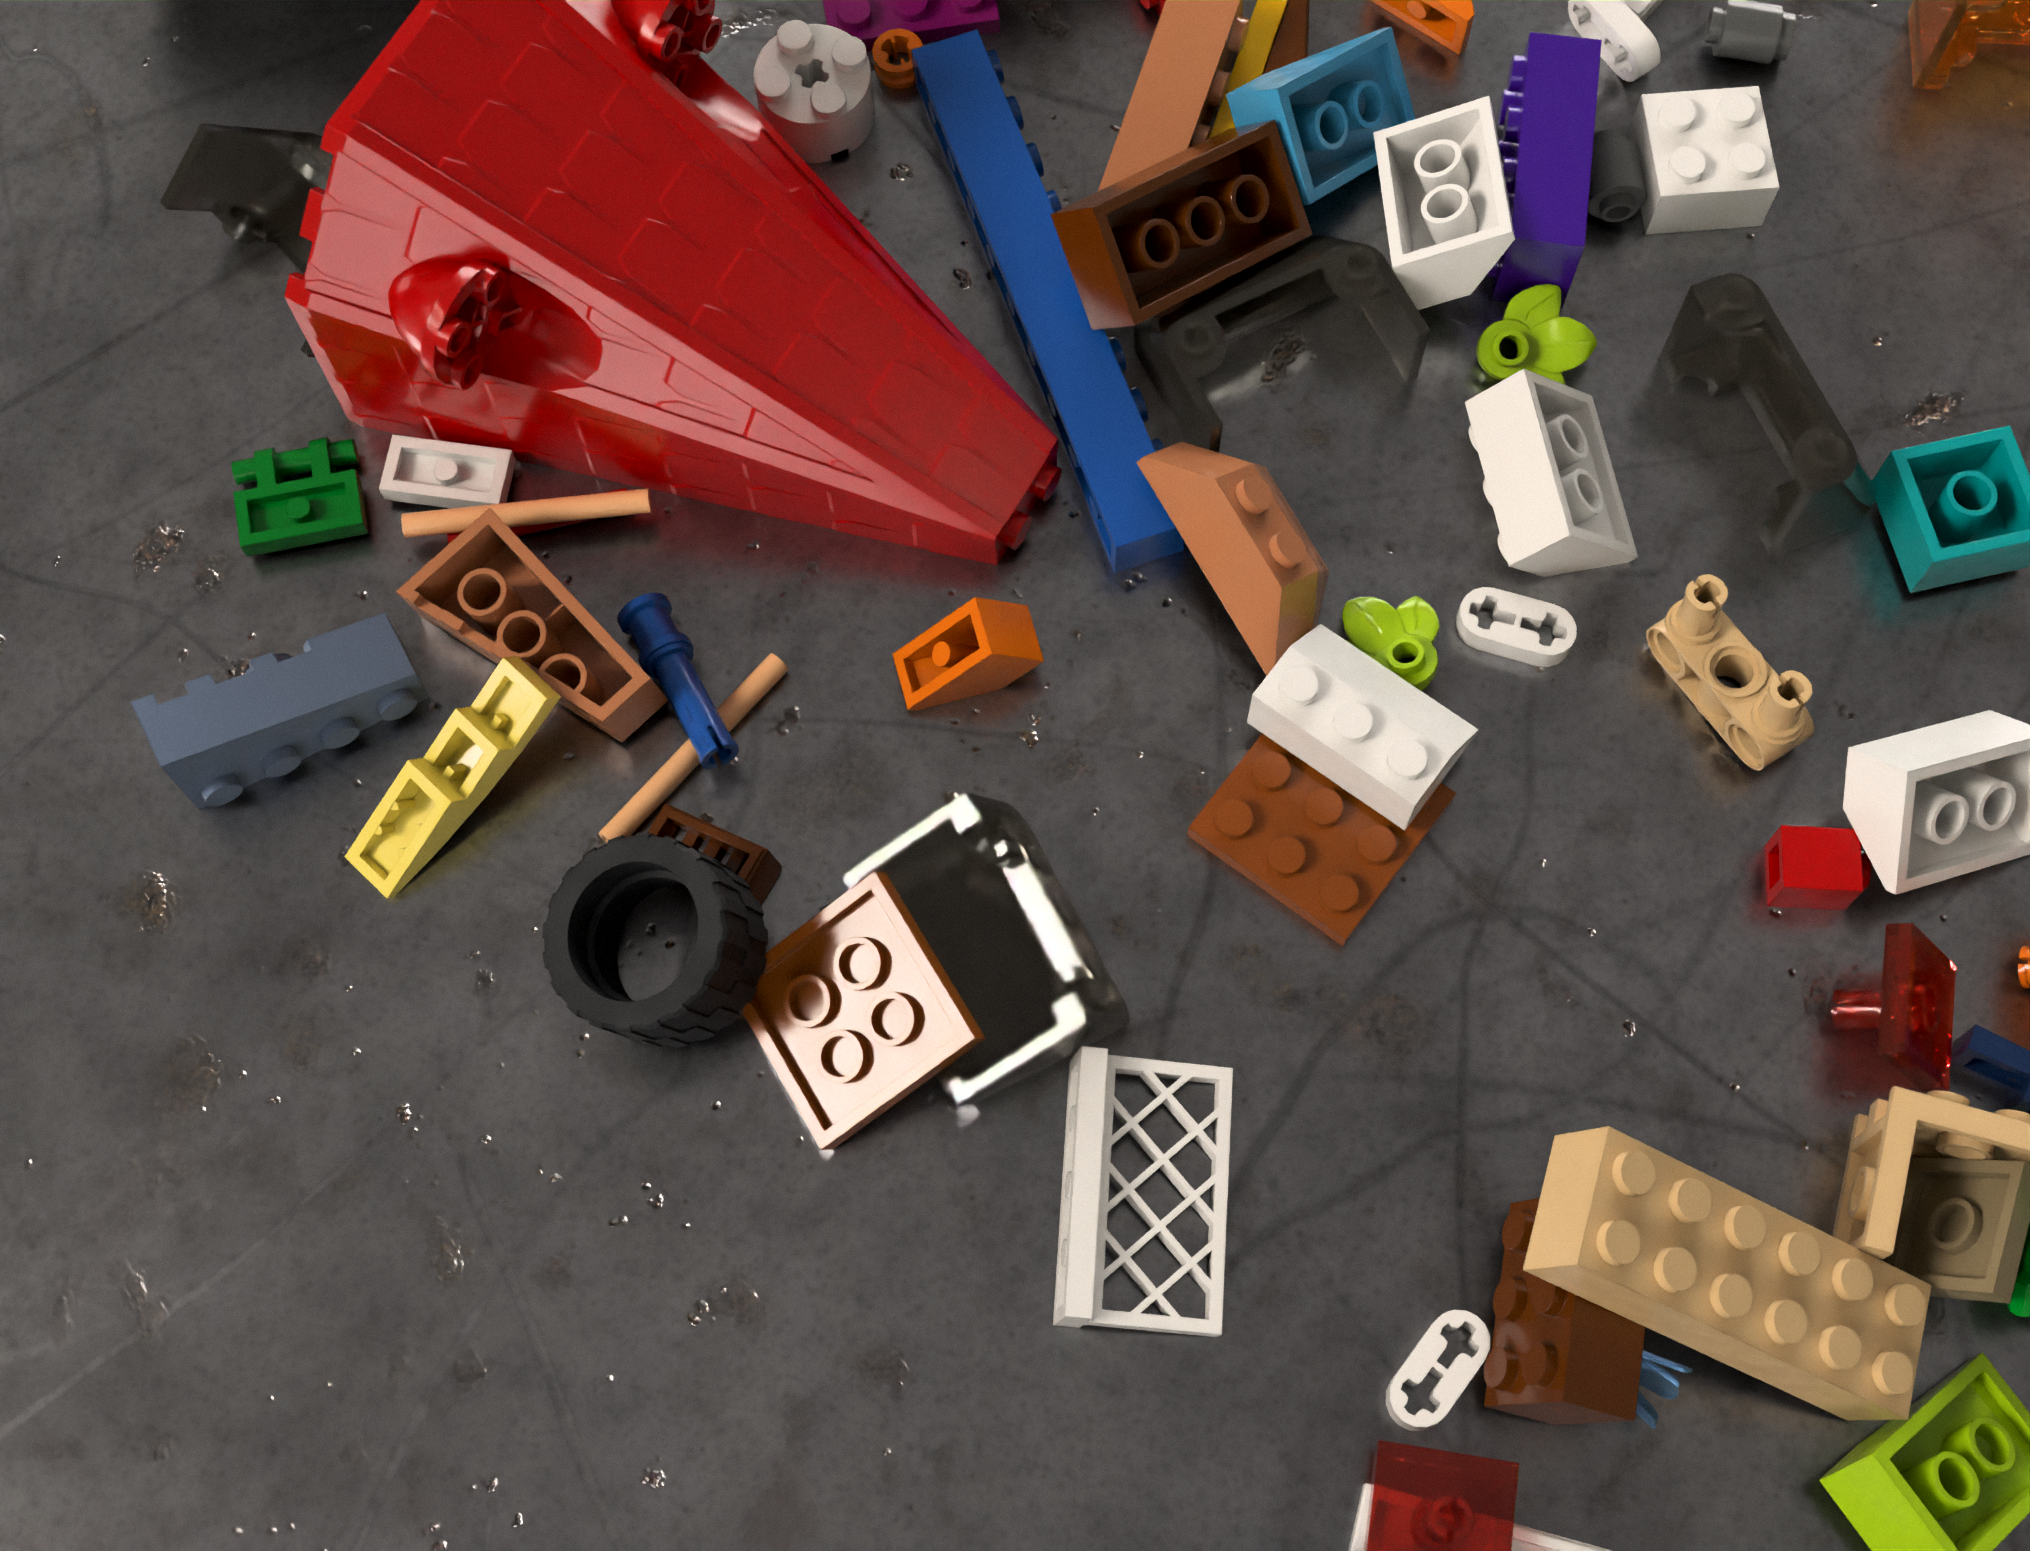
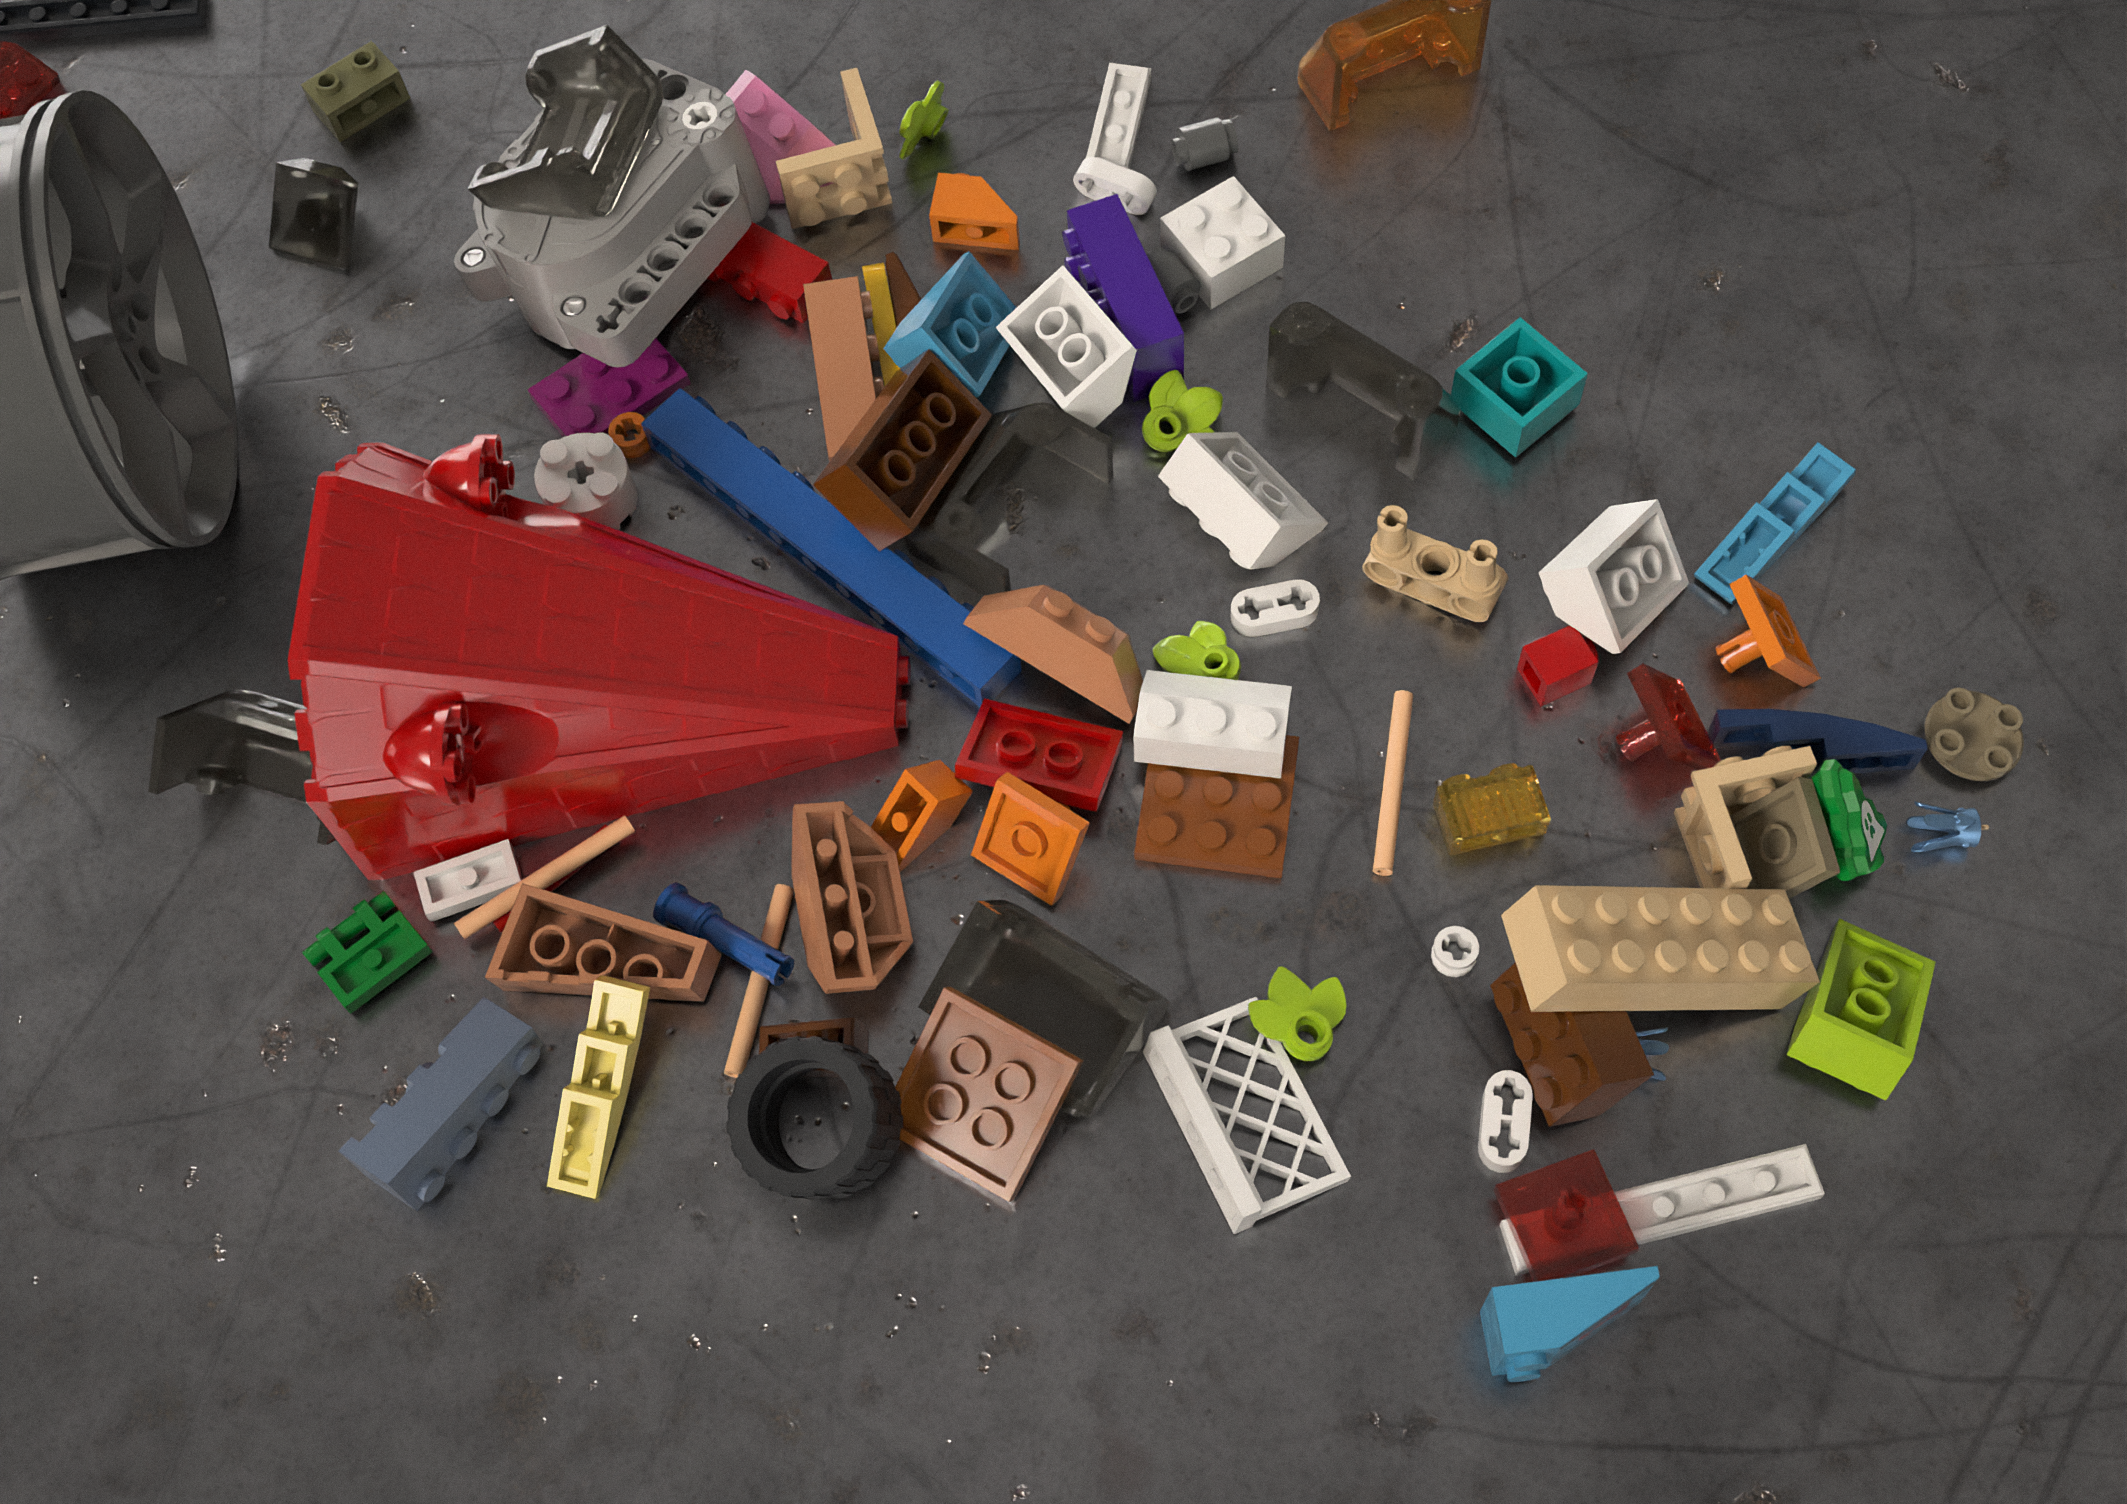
camera: 25 degrees left, 5 degrees down
(835, 711) = (847, 898): none -> nougat wedge
(1076, 749) = (1029, 838): none -> orange tile
(1143, 658) = (1047, 751): none -> red plate
(1271, 1106) = (1297, 1008): none -> lime plate
(1475, 1144) = (1444, 960): none -> white bush
(1536, 904) = (1393, 783): none -> light nougat piece
(1633, 996) = (1490, 808): none -> clear yellow brick

